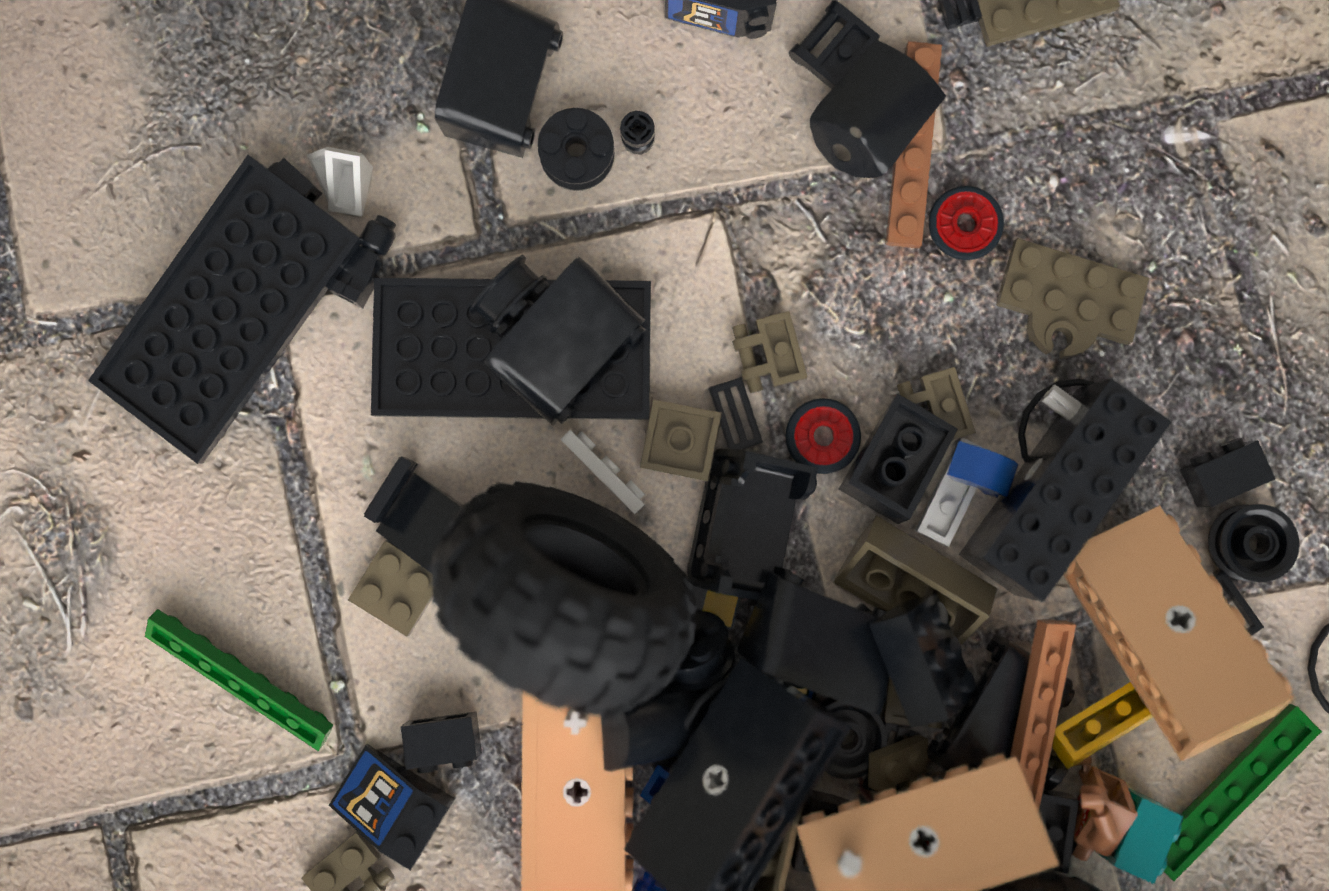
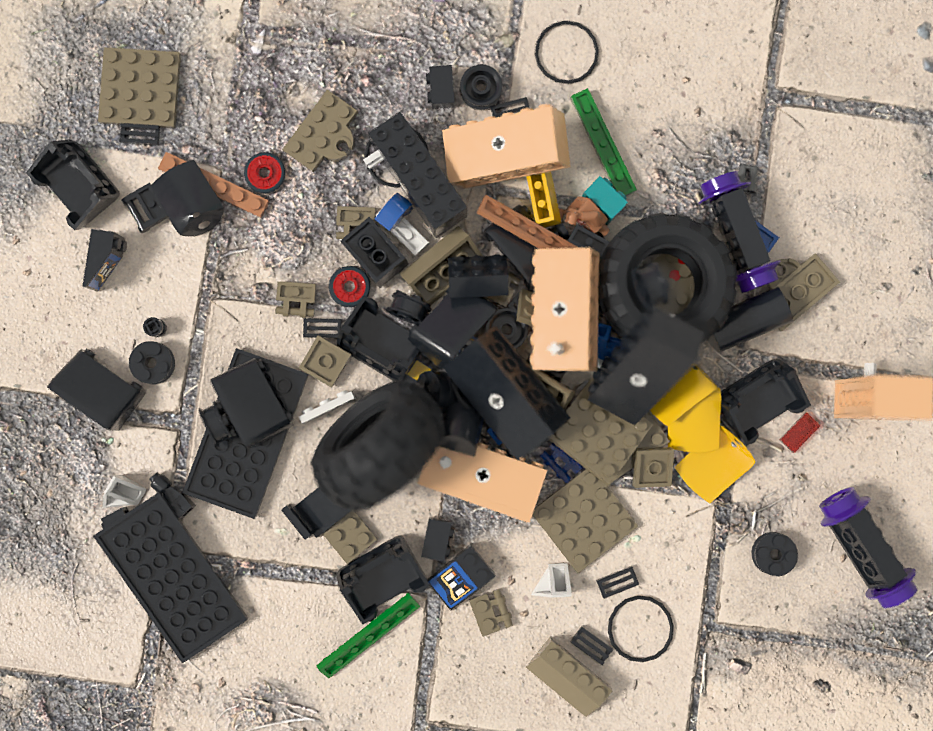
camera: 75 degrees left, 0 degrees up
(345, 664) = (380, 577): none -> black windscreen
(823, 554) = (408, 308): none -> black wheel

